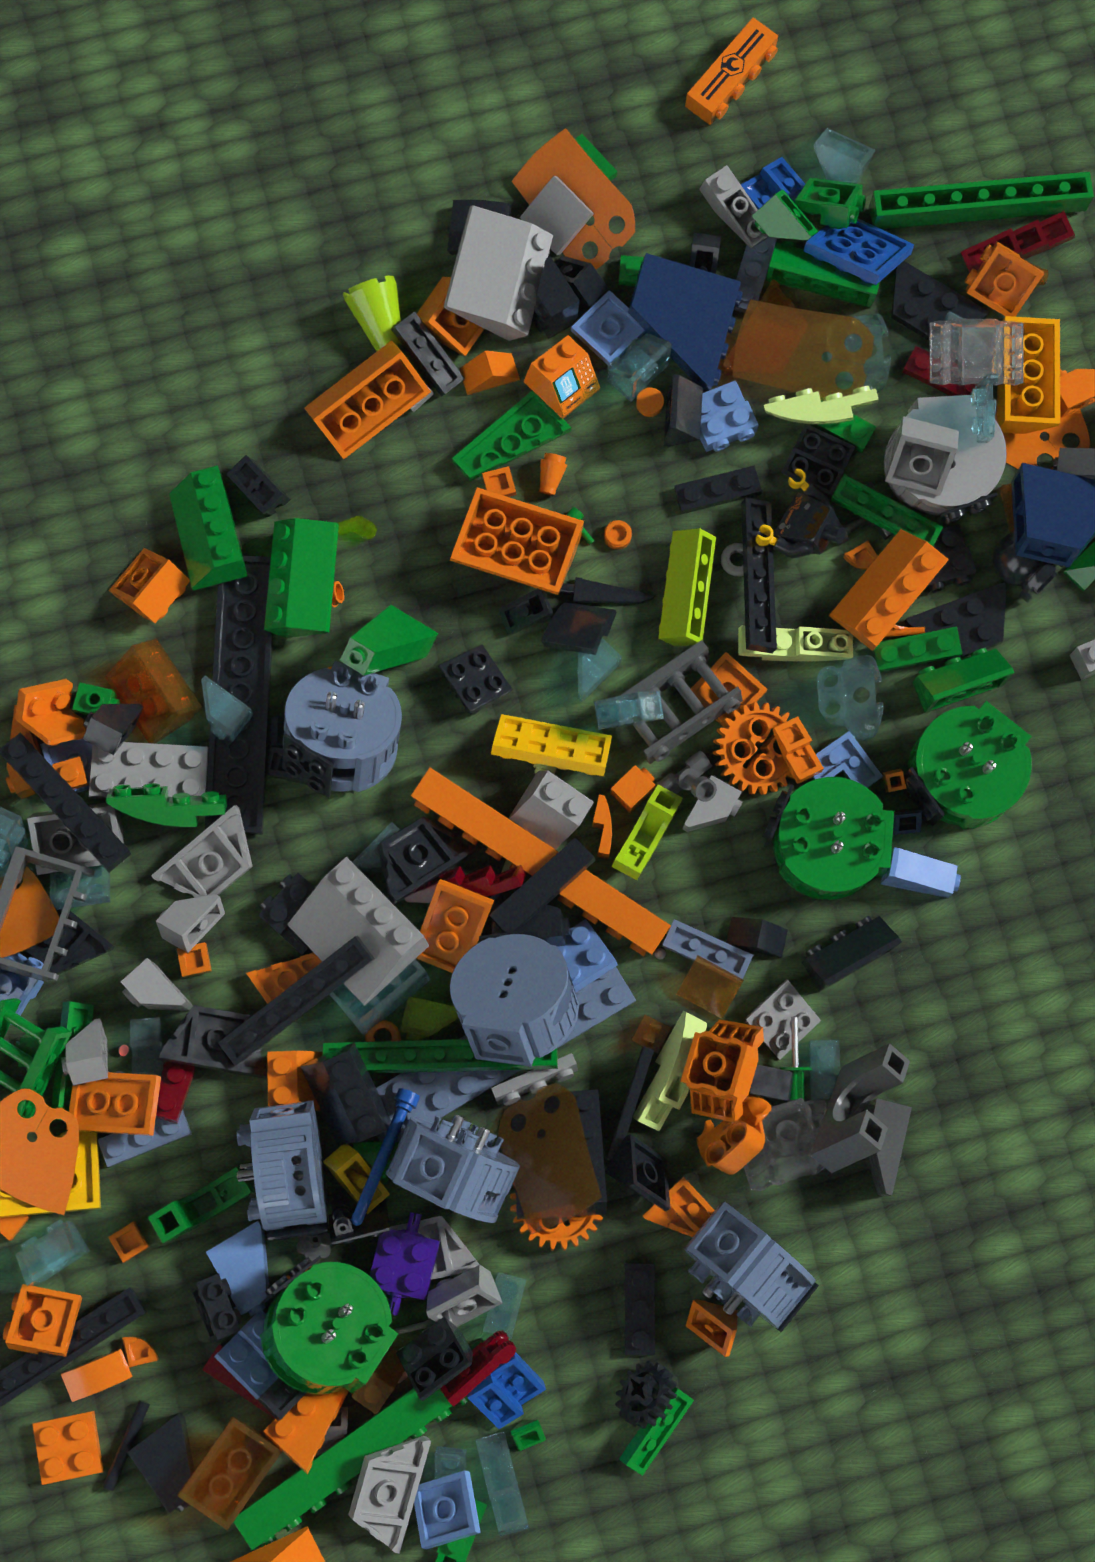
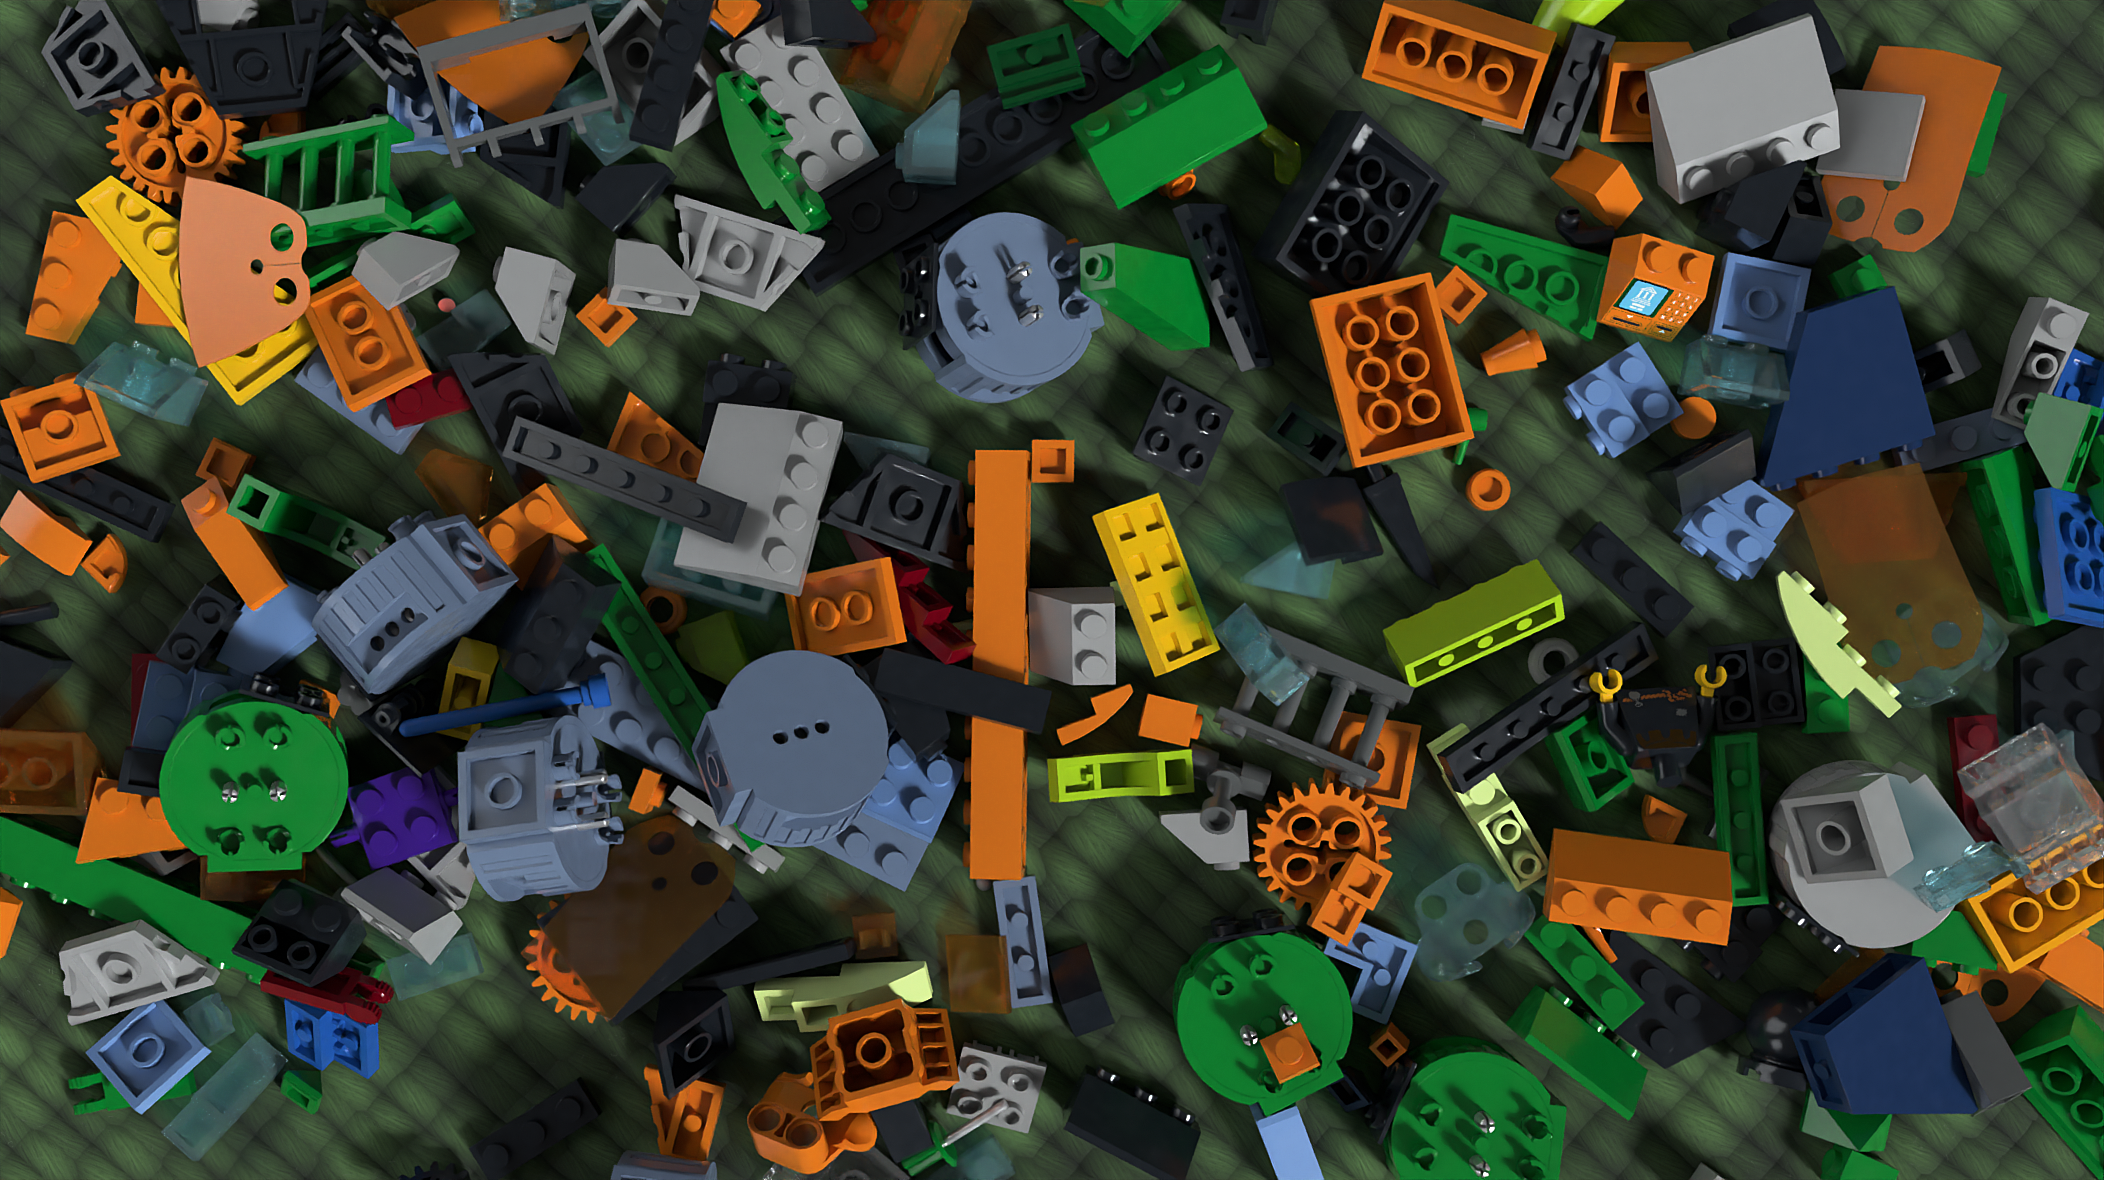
camera: 60 degrees right, 10 degrees up
(130, 905) = (624, 193): none -> black slope
(181, 1256) = (235, 545): none -> orange slope
(218, 627) = (1036, 66): none -> dark green plate
(230, 1110) = (457, 484): none -> clear orange slope
(400, 598) = (1222, 267): none -> black wing
(413, 510) = (1350, 210): none -> black slope
(445, 760) = (1053, 461): none -> orange plate
(483, 1109) = (649, 790): none -> orange plate
(509, 398) = (1578, 234): none -> black arm
(616, 433) = (1621, 401): none -> medium blue plate
(803, 576) = (1587, 762): none -> green slope
(860, 829) = (1289, 1052): none -> orange plate
(1024, 445) = (1954, 943): none -> green slope

